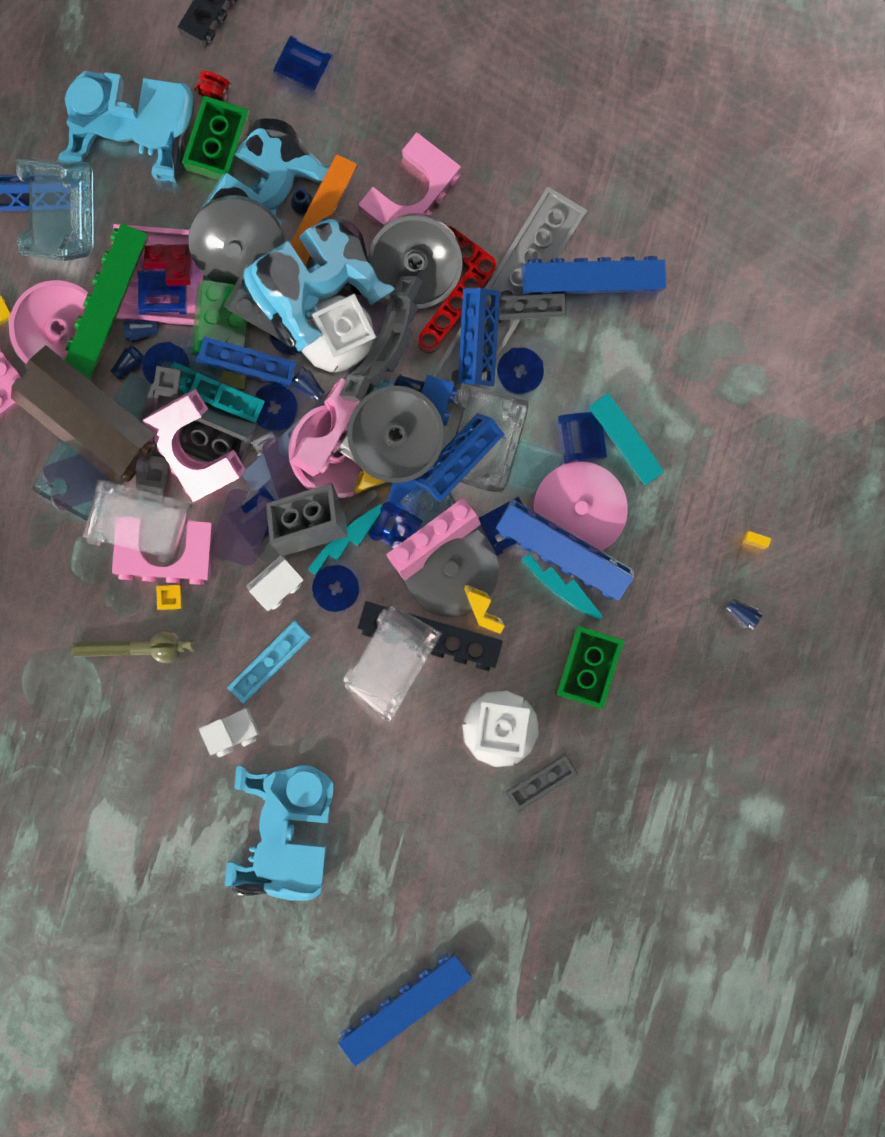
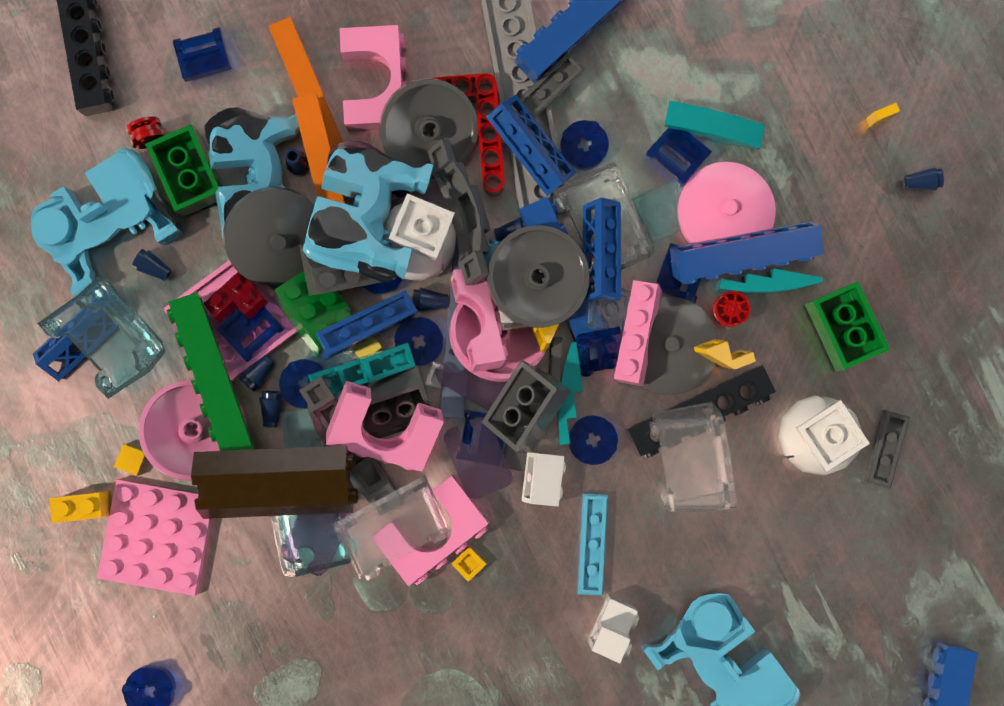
camera: 40 degrees left, 0 degrees up
(132, 184) = (151, 265): none -> dark blue cone
(163, 647) = (500, 607): olive piece -> none
(362, 142) = (301, 71): none -> orange tile
(519, 582) = (731, 309): none -> red wheel

